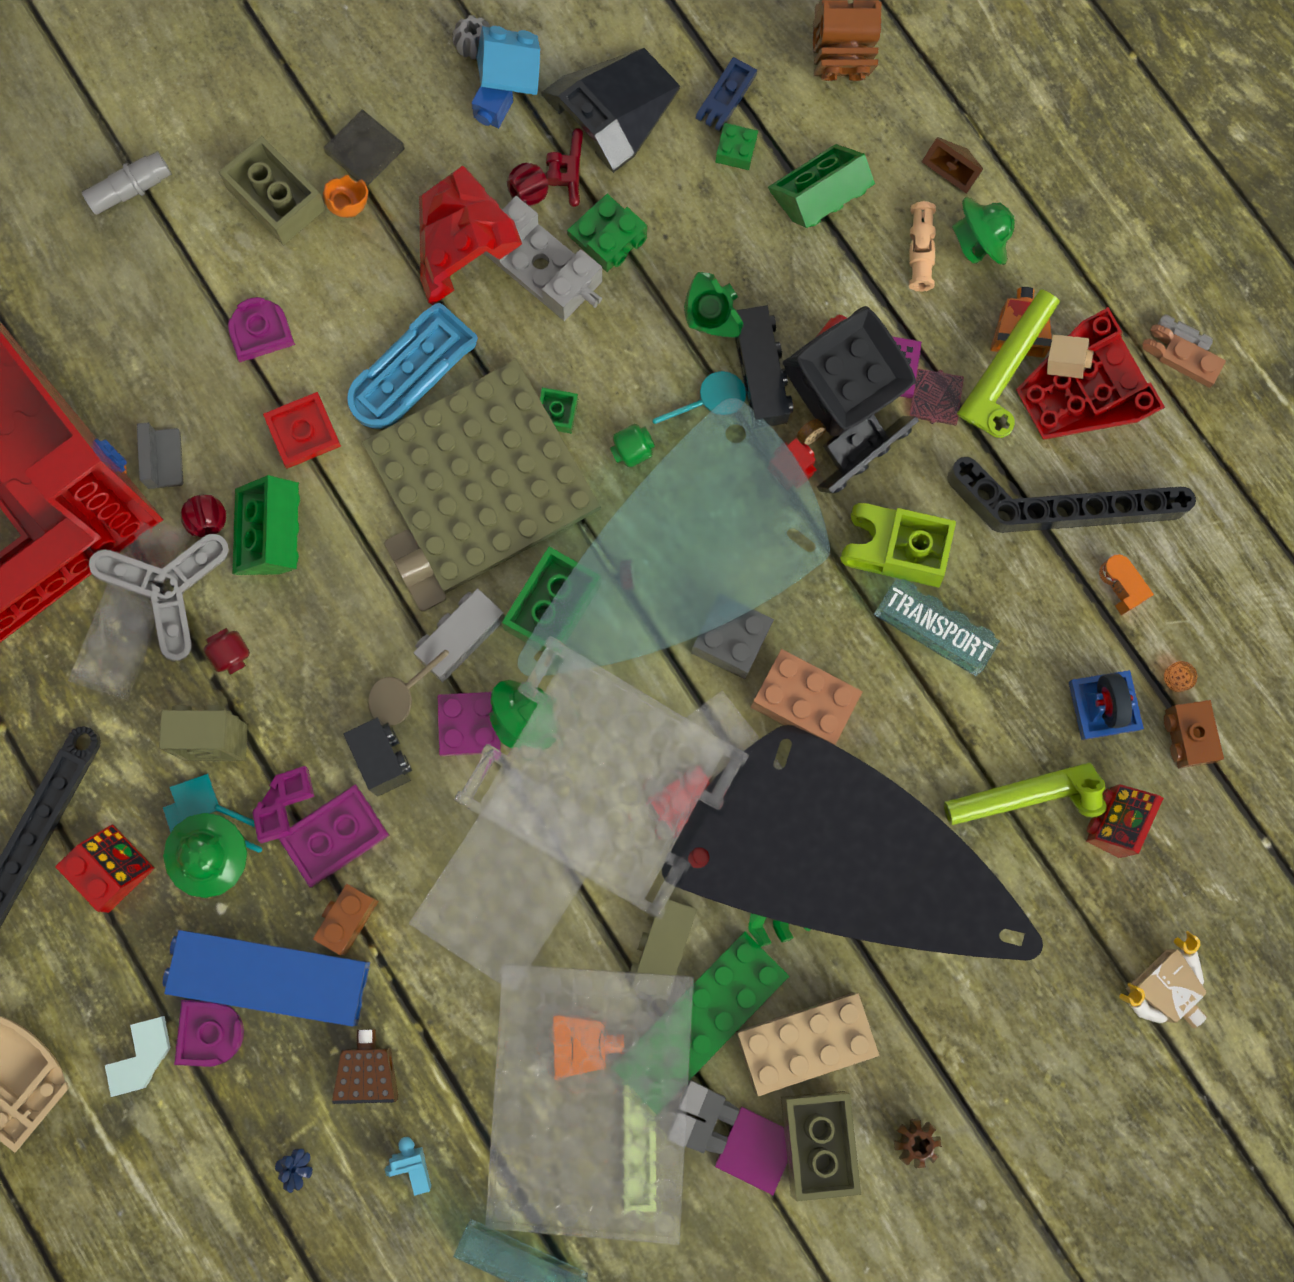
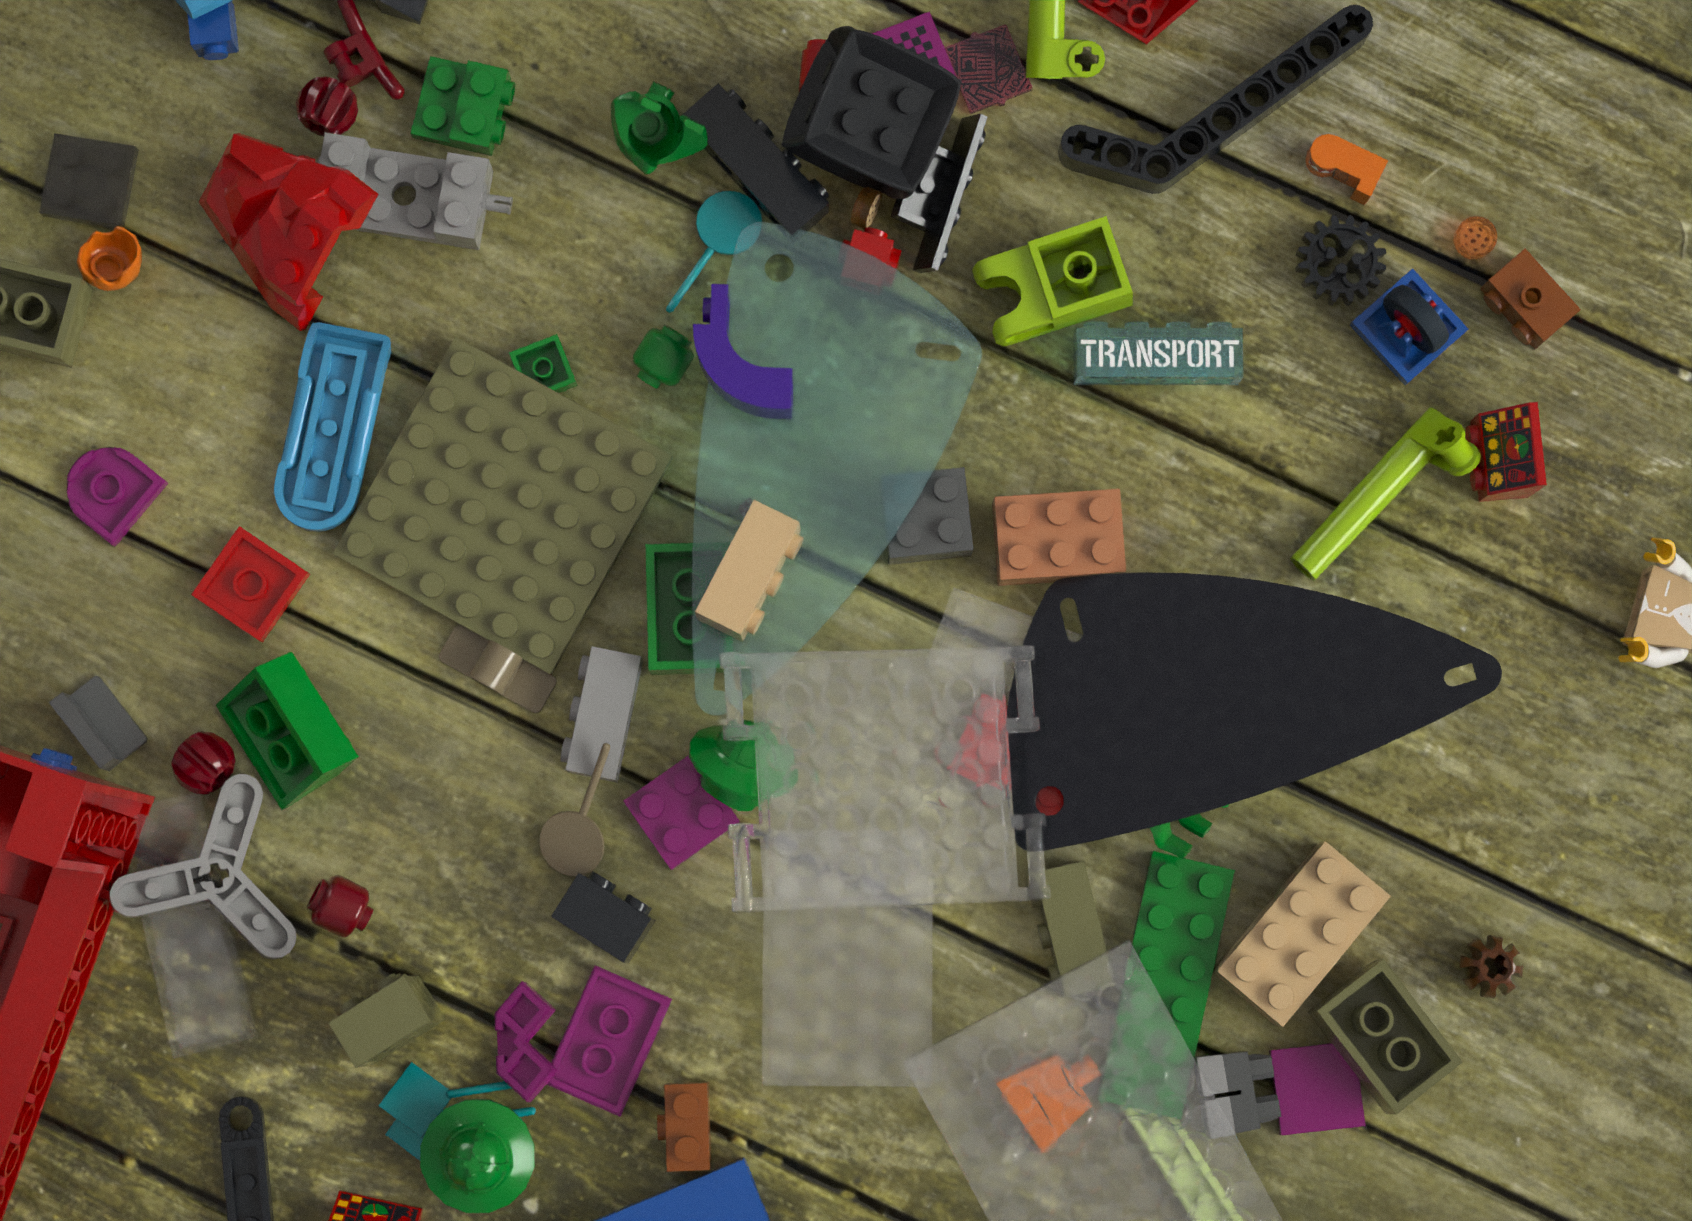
camera: 30 degrees left, 5 degrees up
(600, 598) = (750, 571): none -> tan brick
(670, 489) = (748, 387): none -> dark purple arch
(1100, 651) = (1363, 265): none -> black gear

